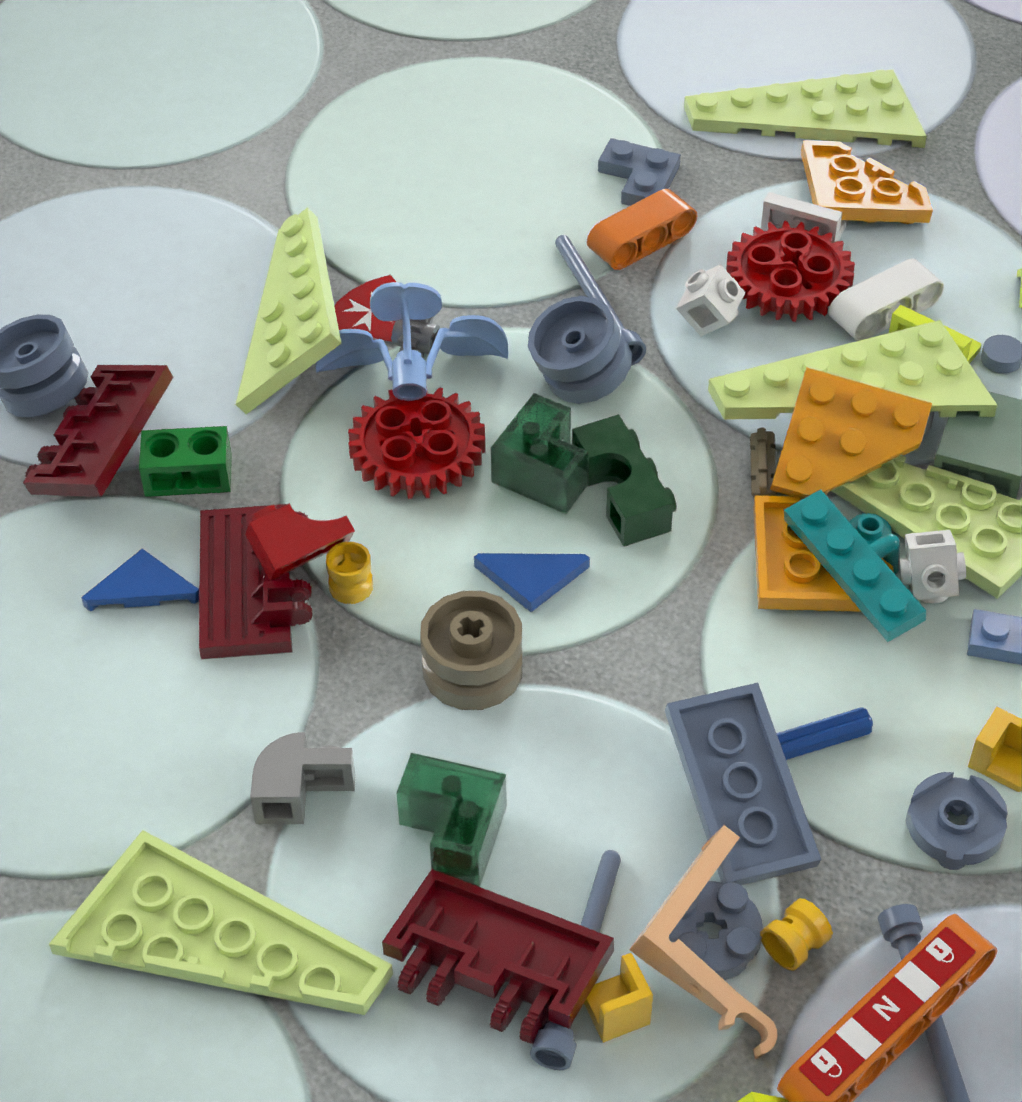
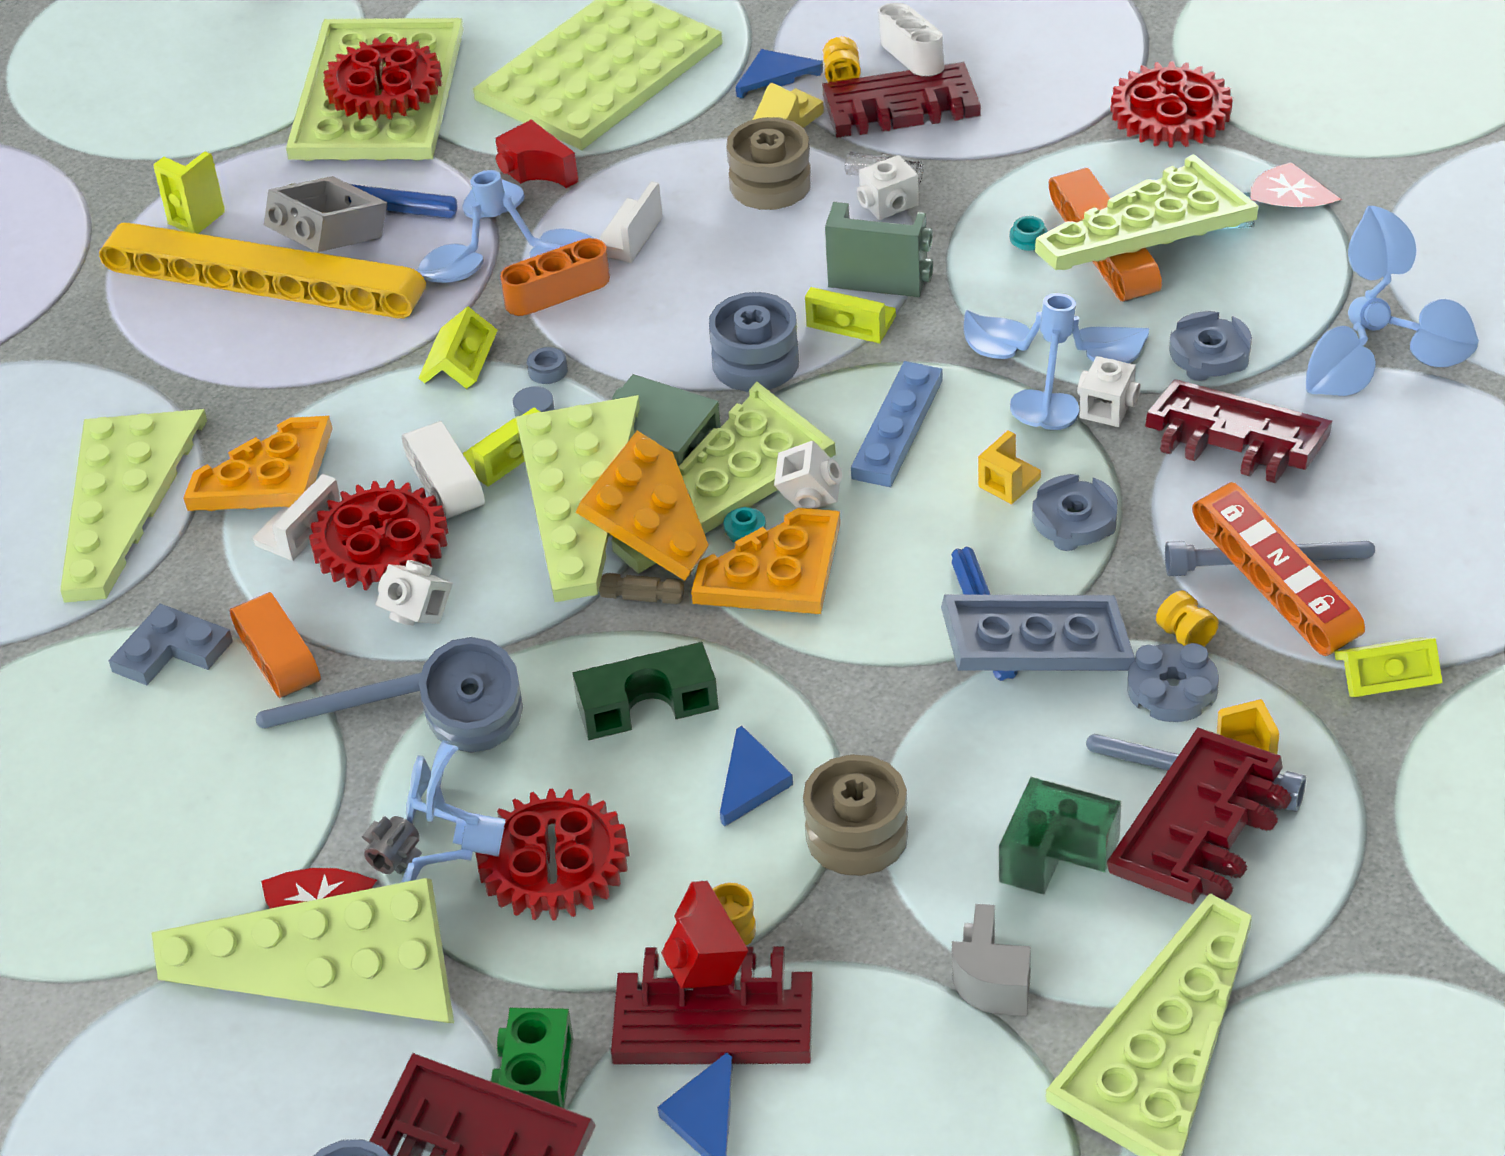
camera: 80 degrees left, 5 degrees down
(537, 455) = (611, 749): clear green brick -> none
(682, 964) = (1182, 680): light nougat hinge -> none
(857, 564) = (798, 526): teal plate -> none

